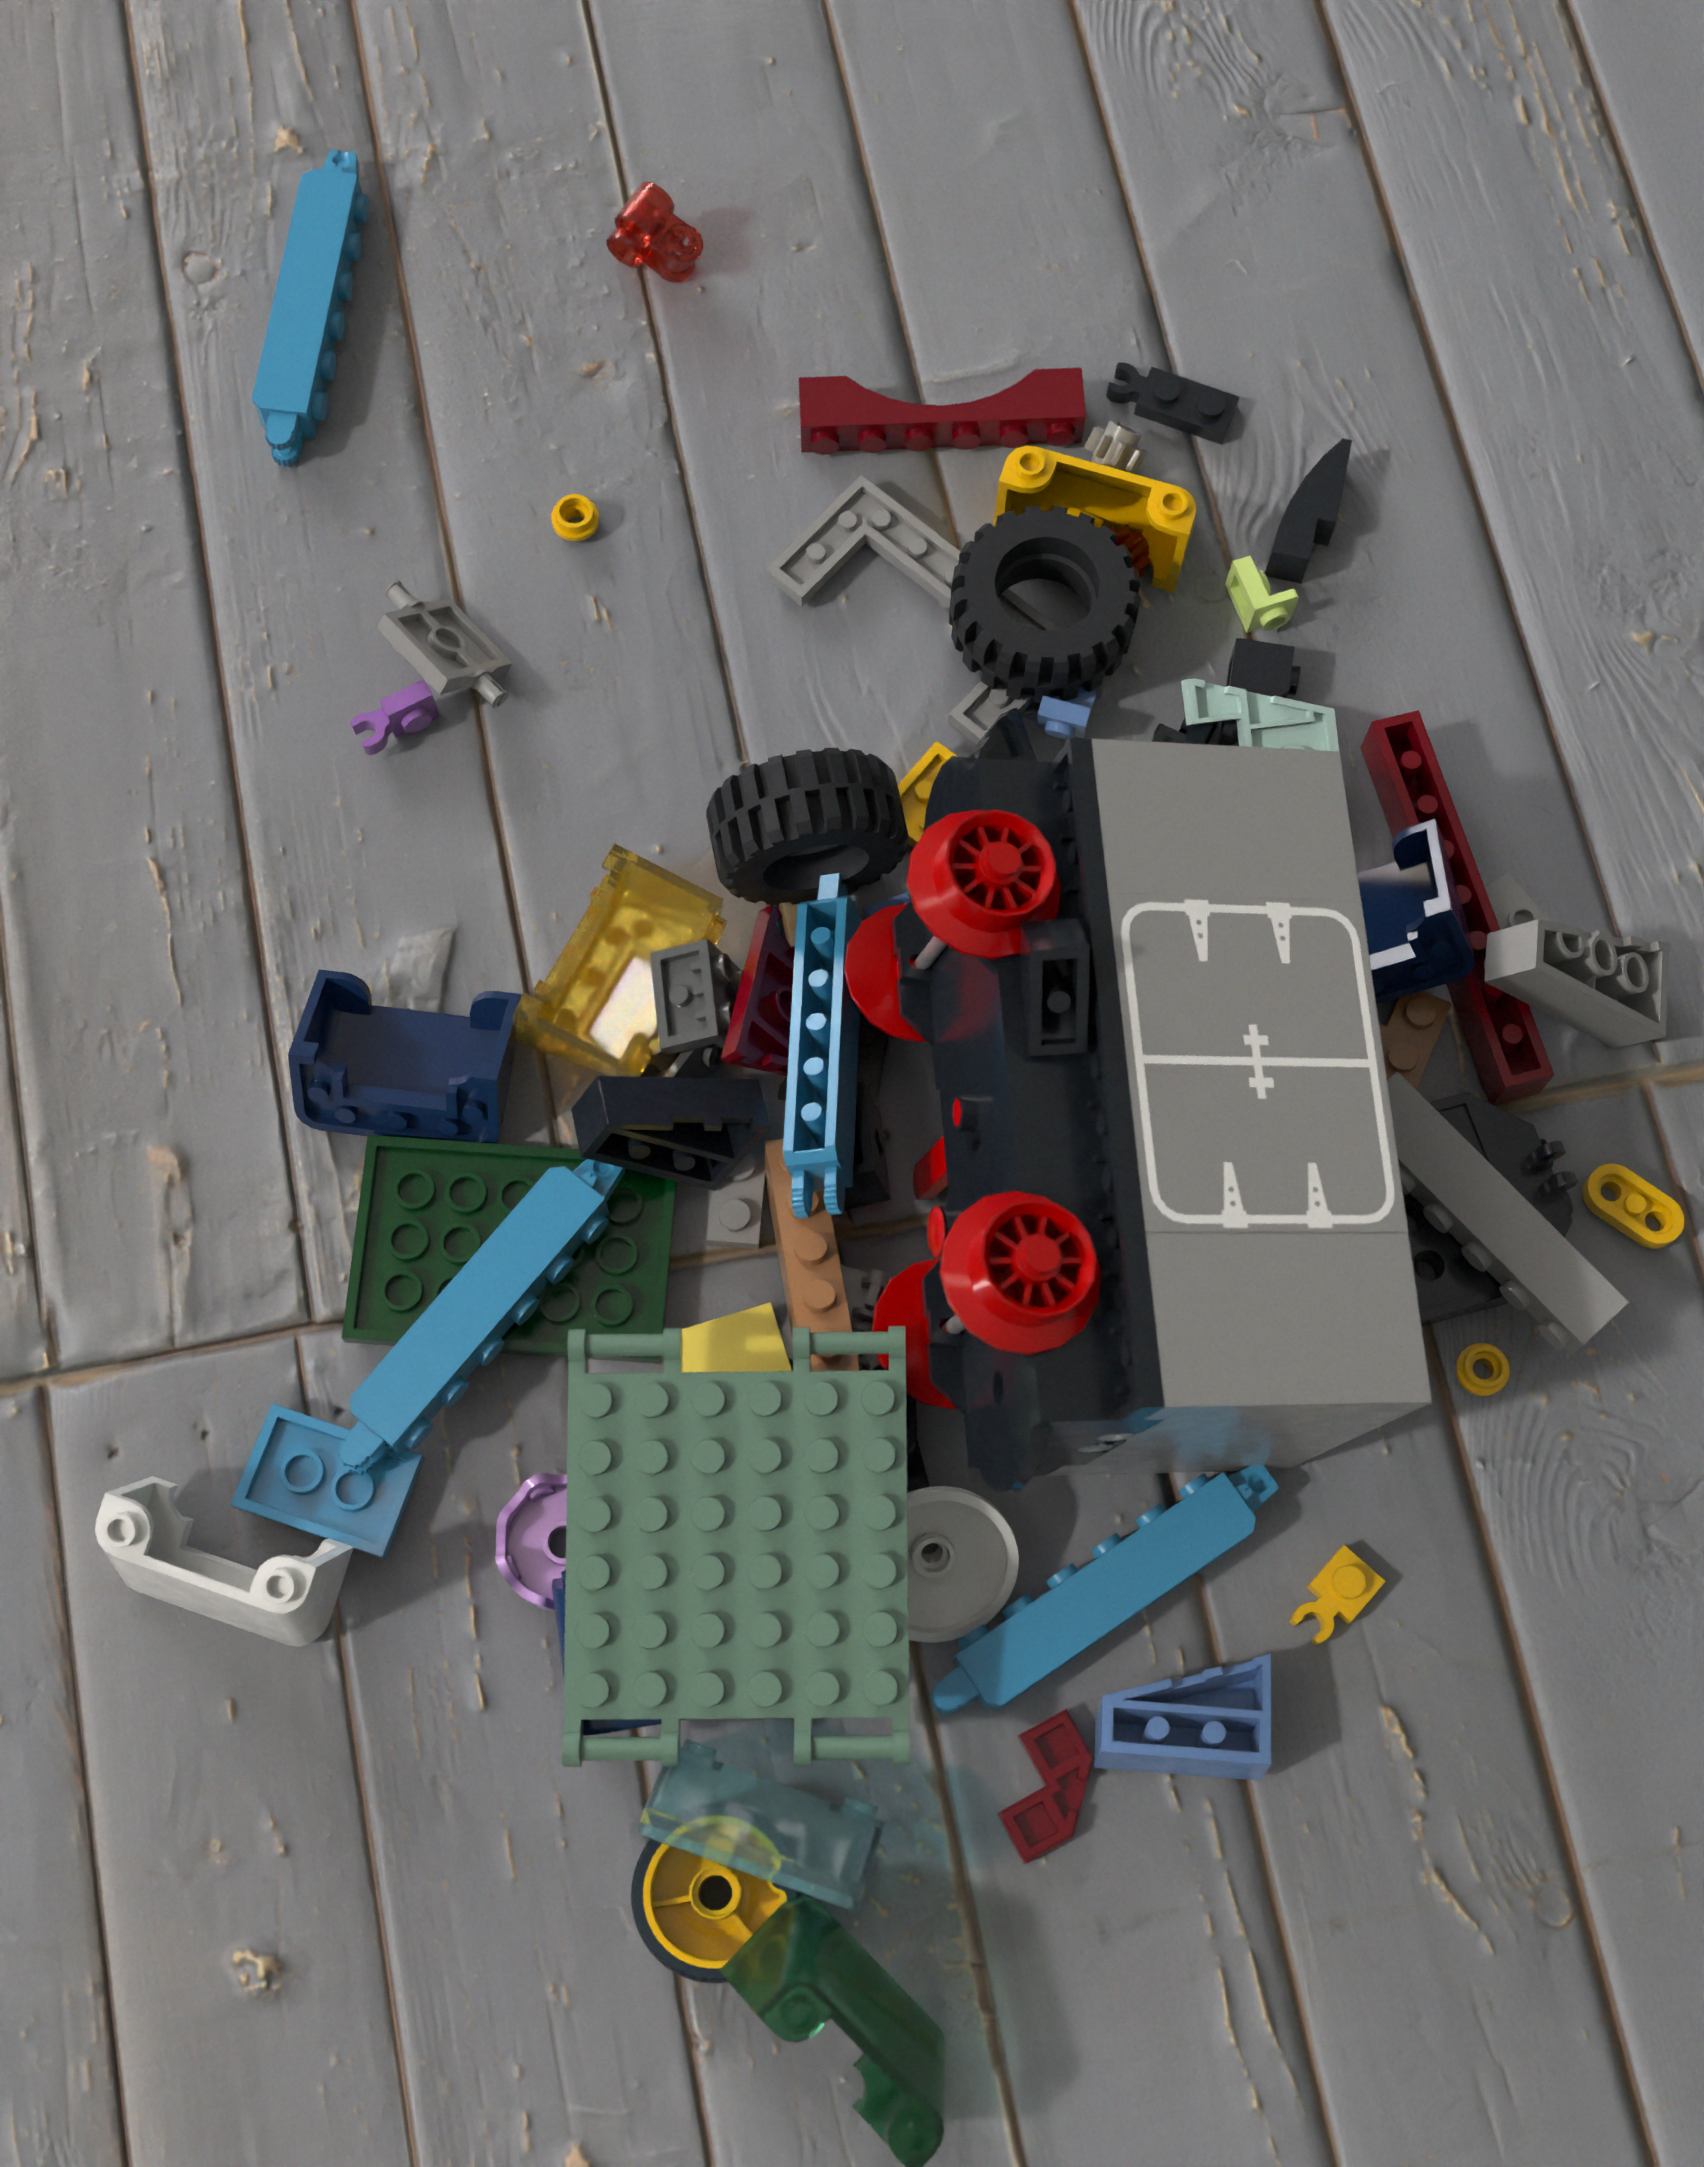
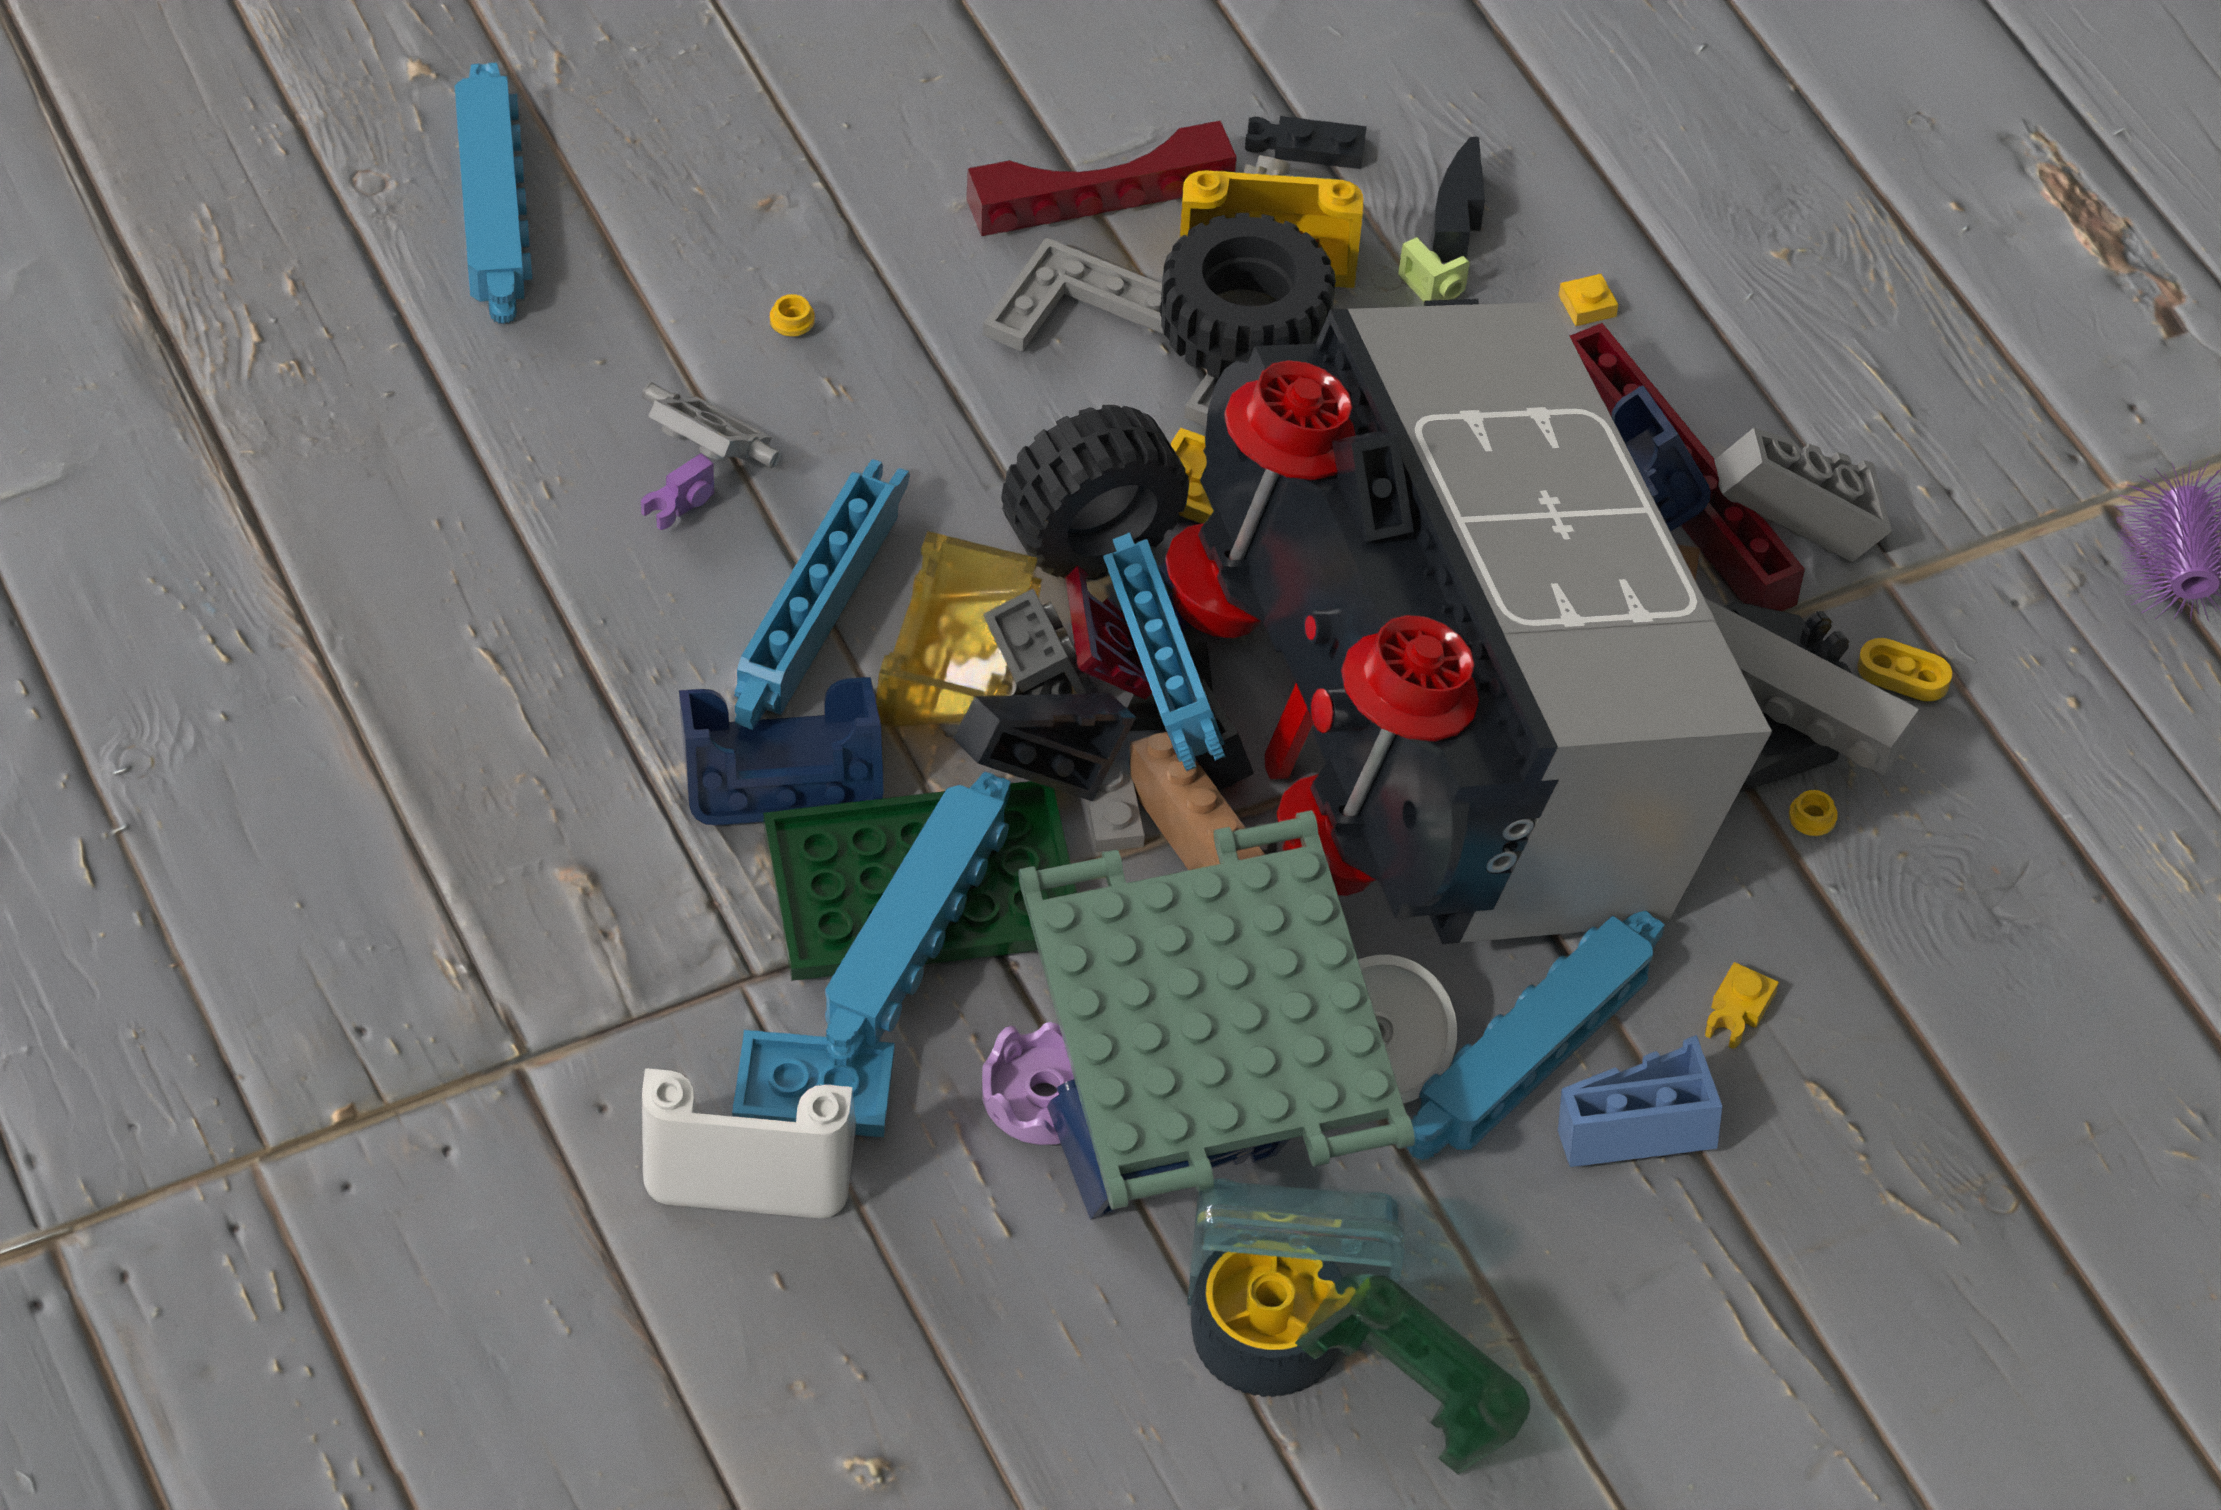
camera: 15 degrees left, 20 degrees down
(498, 872) = (816, 592): none -> dark azure hinge
(653, 234) = (796, 81): clear red piece -> none
(1053, 1811) = (1543, 1208): dark red tile -> none
(1418, 658) = (1588, 299): none -> yellow plate

